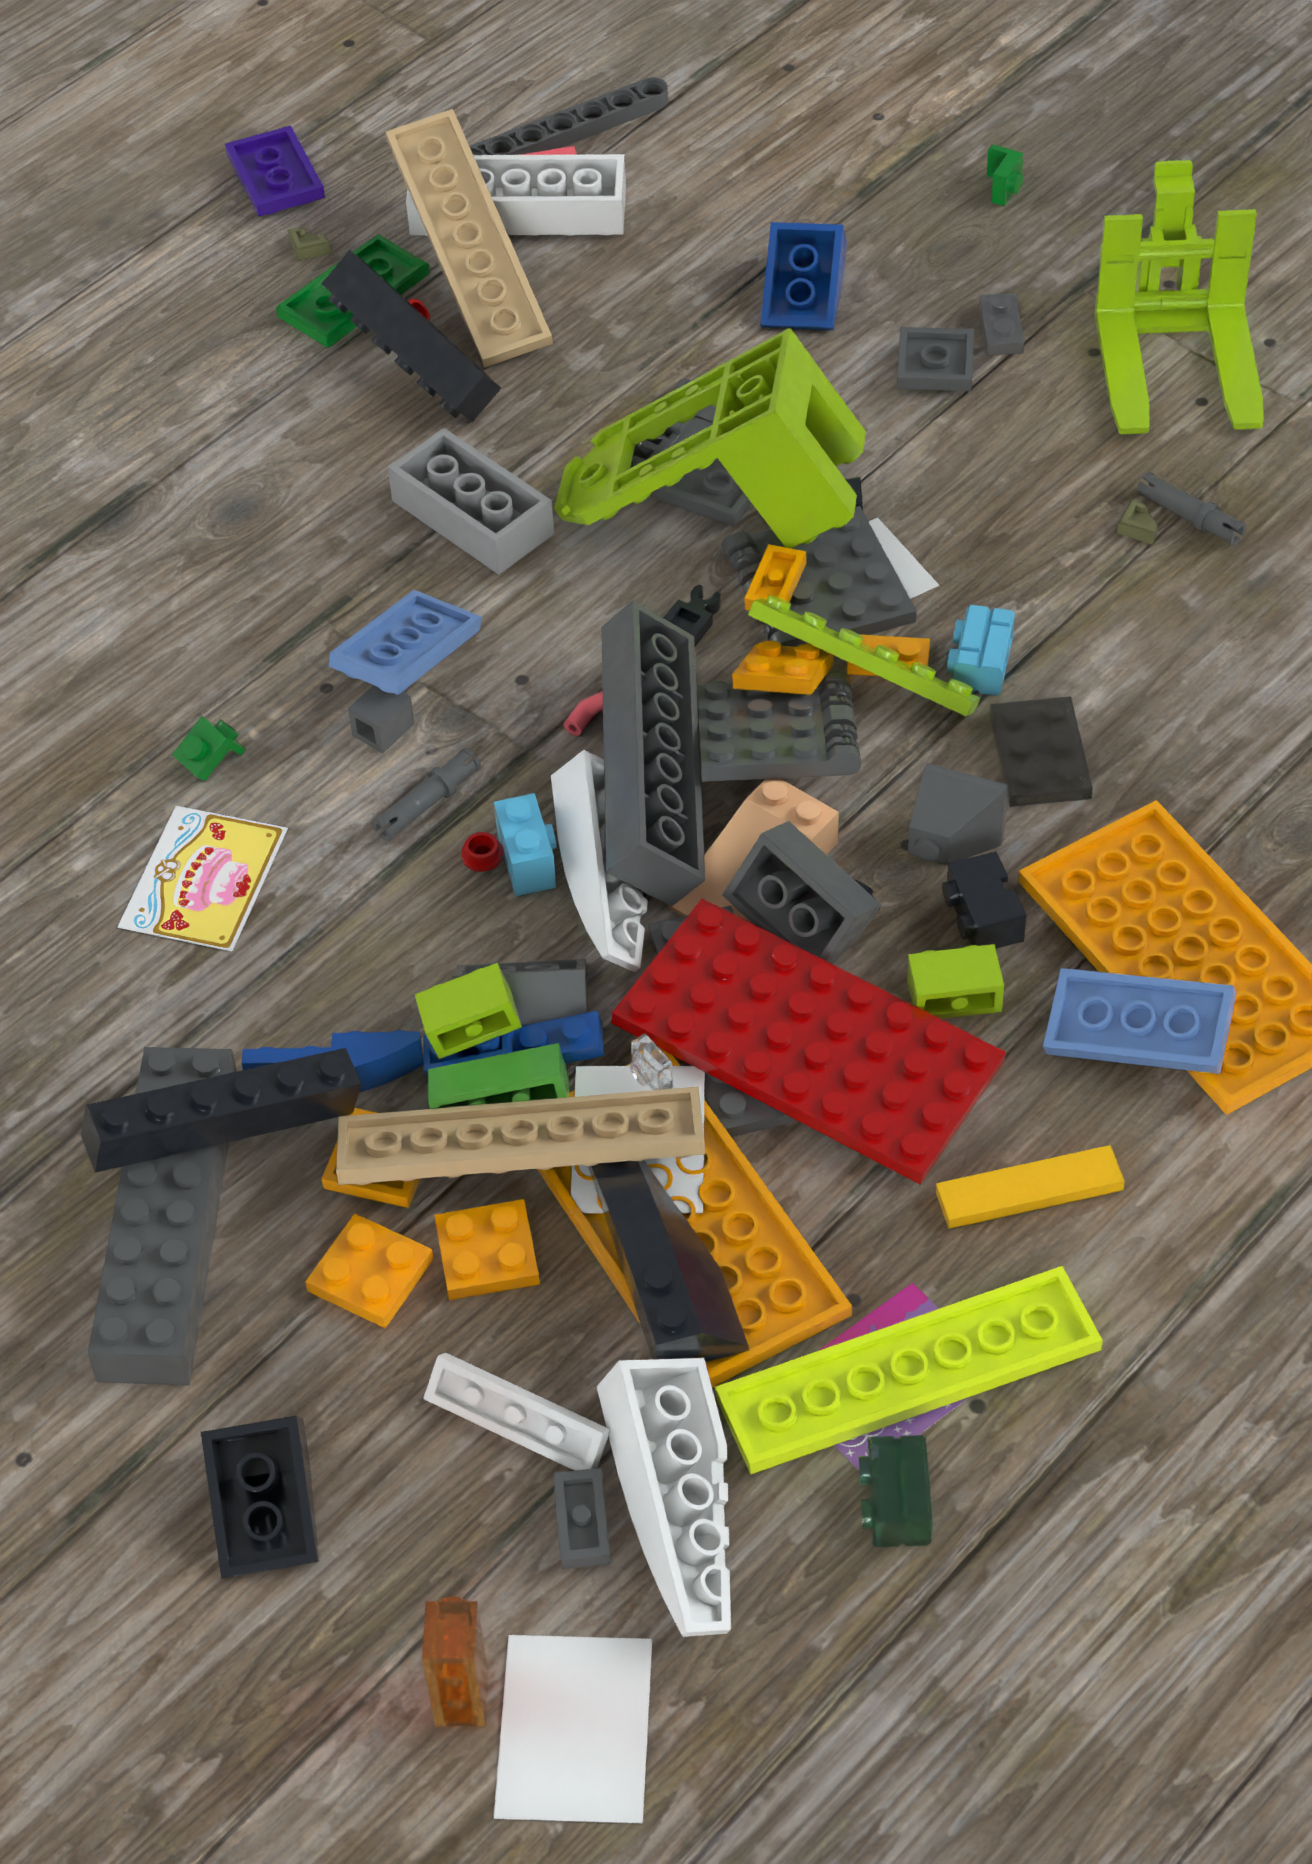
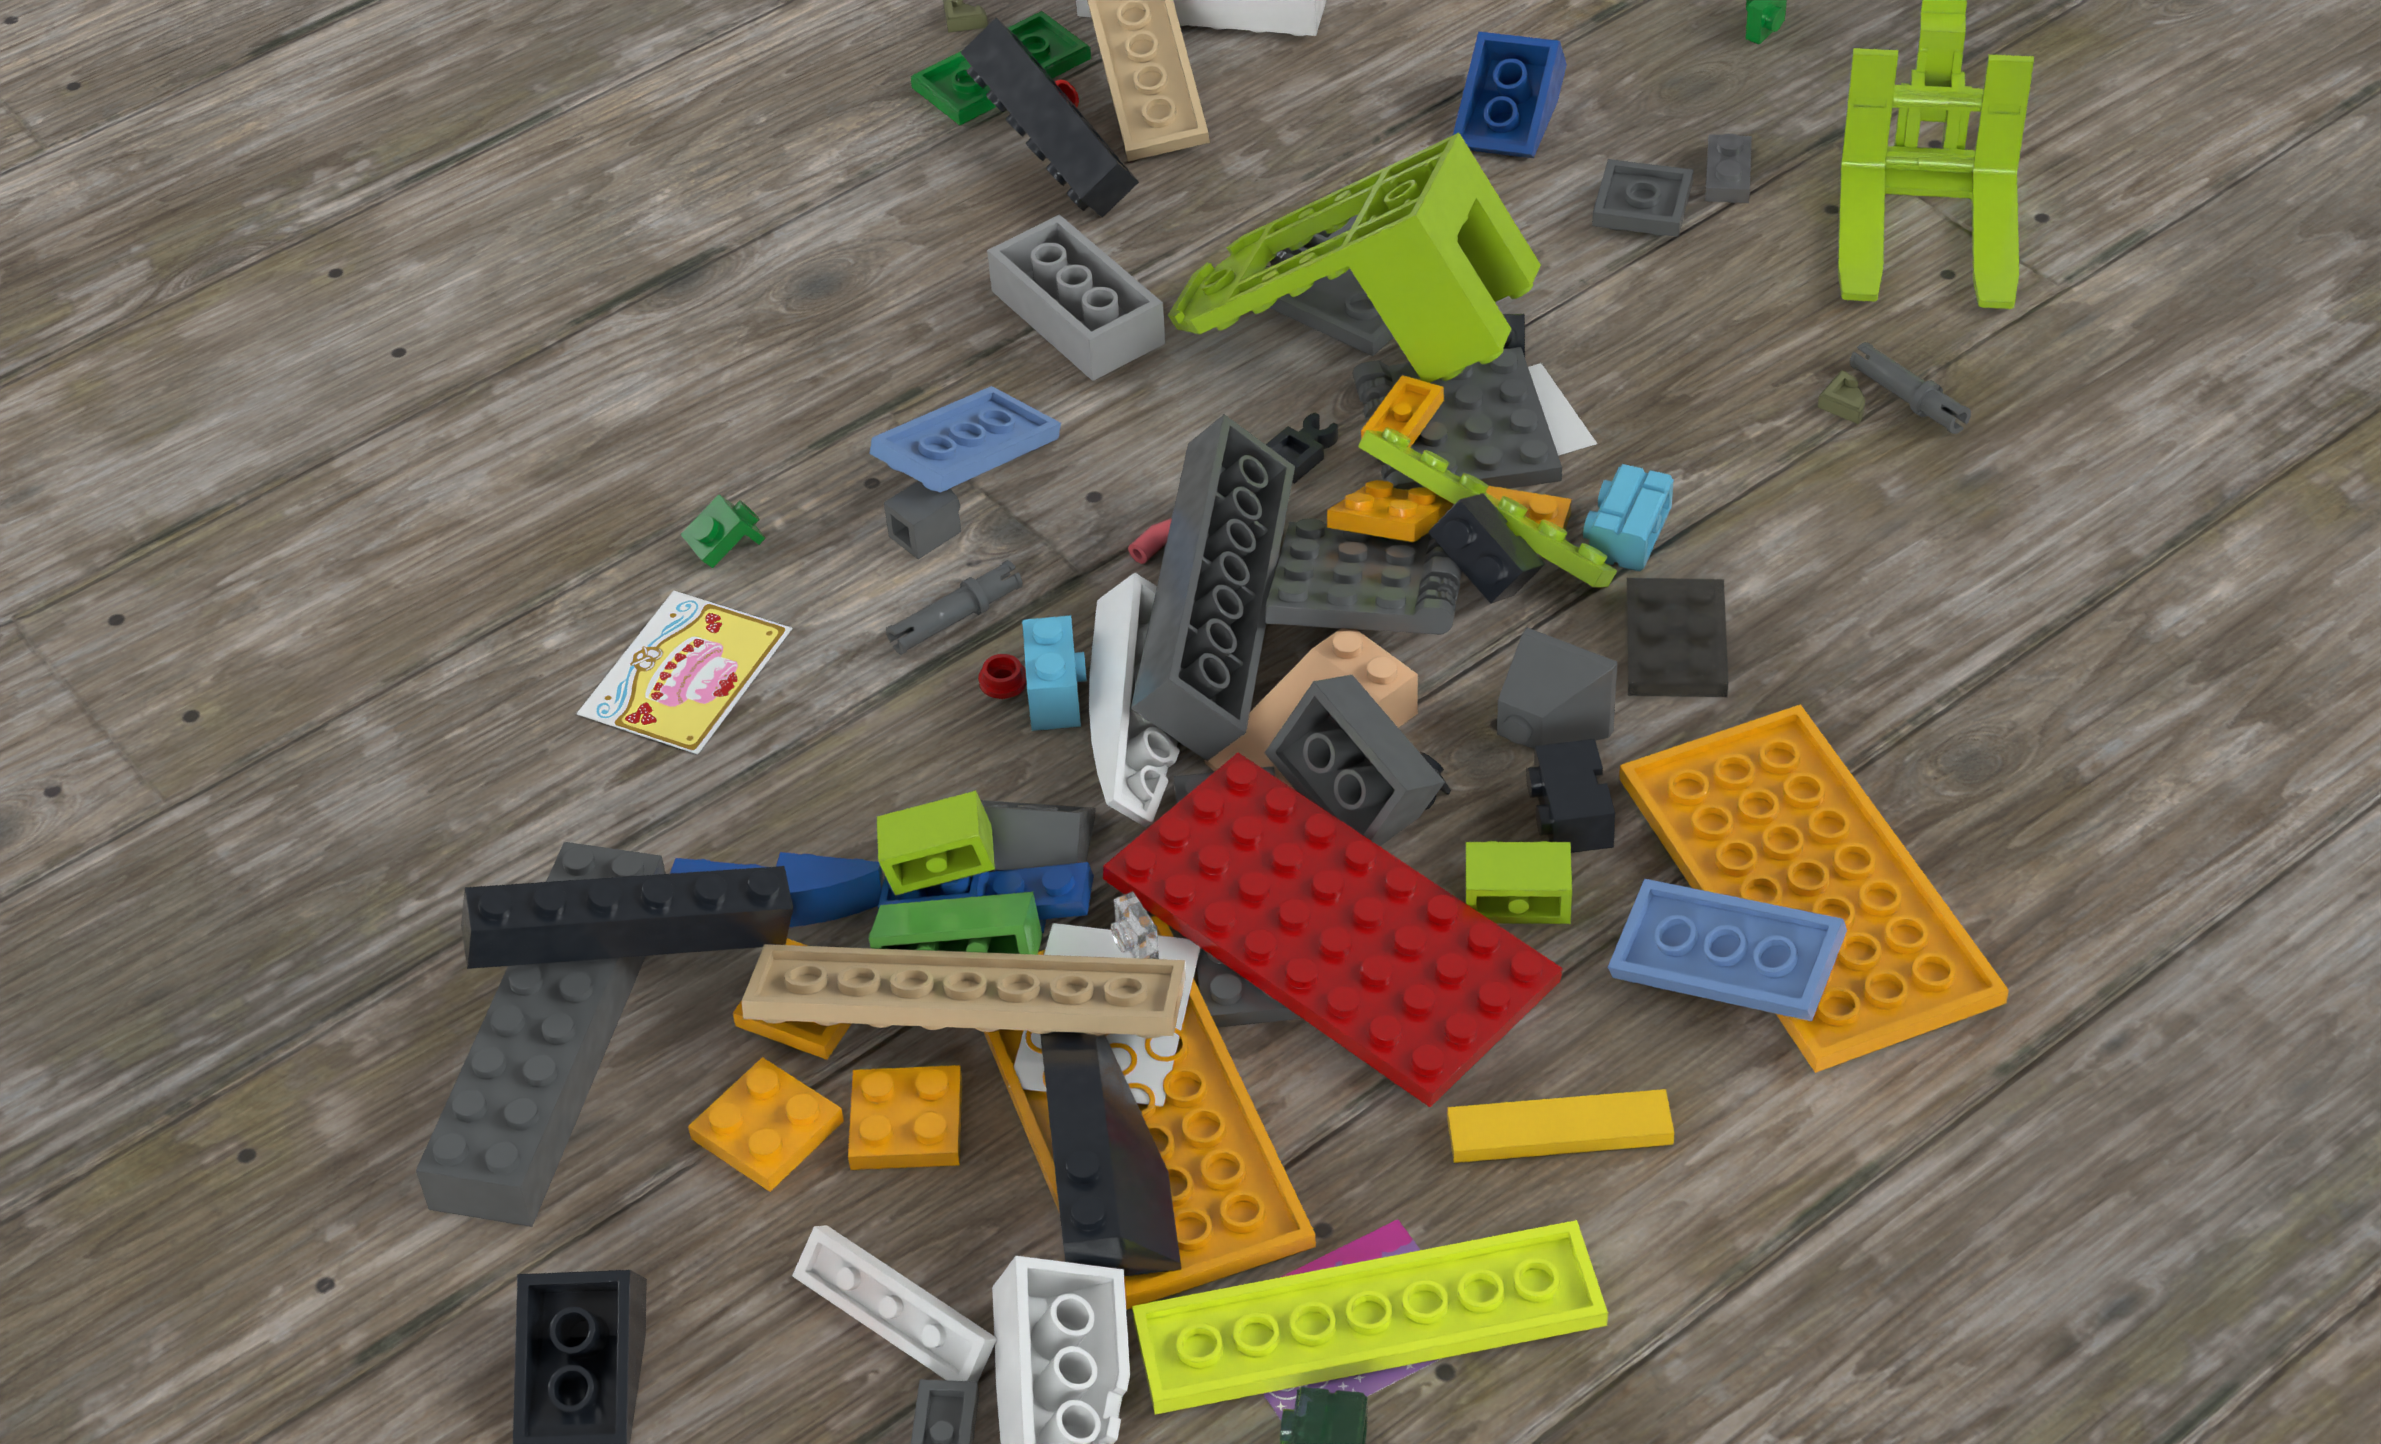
camera: 10 degrees right, 5 degrees down
(872, 693) = (1486, 548): none -> black brick

